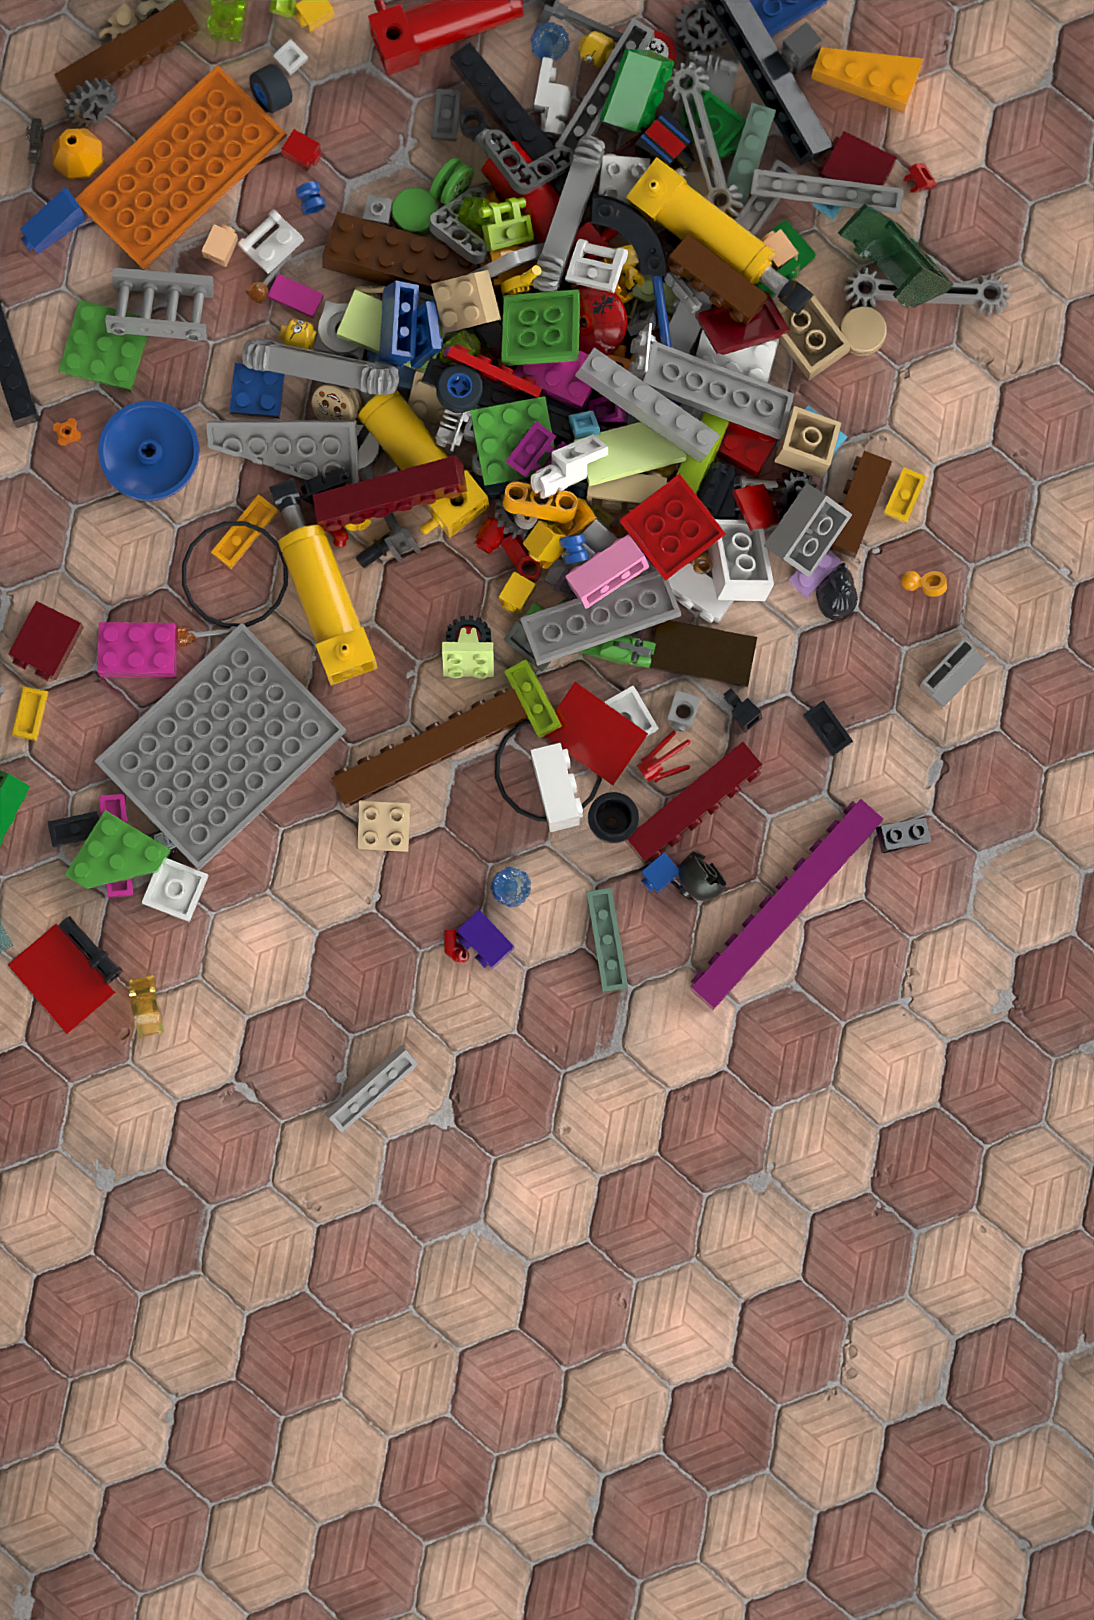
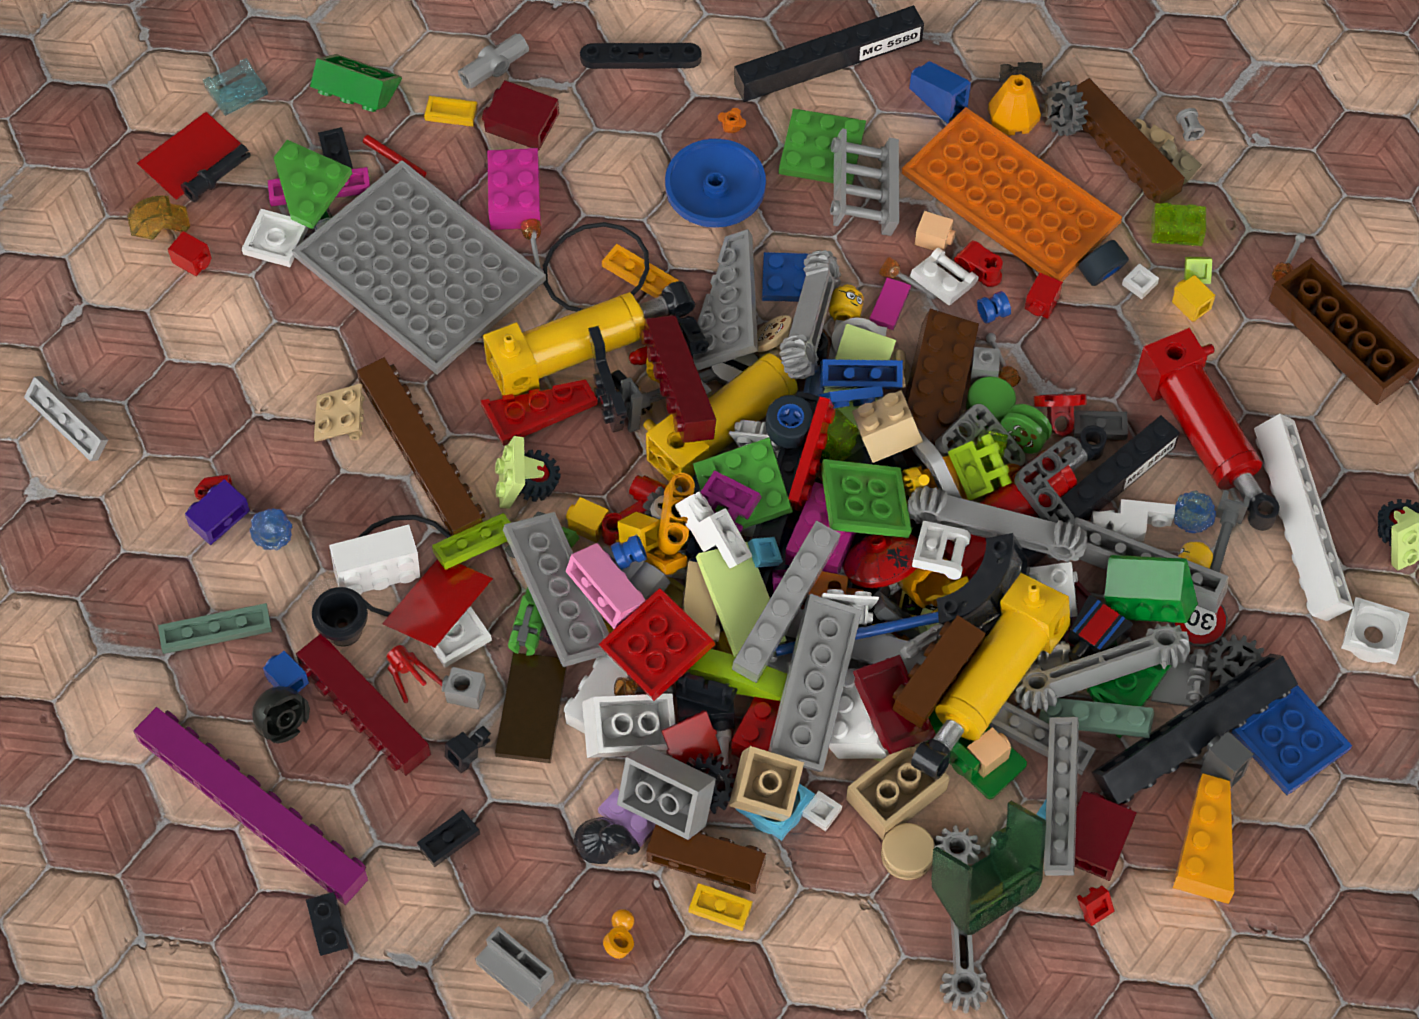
camera: 85 degrees right, 20 degrees down
(81, 772) = (390, 154): none -> red bar
(189, 972) = (190, 253): none -> red brick
(256, 207) = (980, 261): none -> red piece
(382, 567) = (613, 405): none -> black wing
(385, 190) = (1006, 373): none -> clear orange hinge
(394, 644) = (537, 409): none -> red wing
(426, 147) = (1058, 406): none -> red tile
(821, 400) = (822, 811): none -> white plate

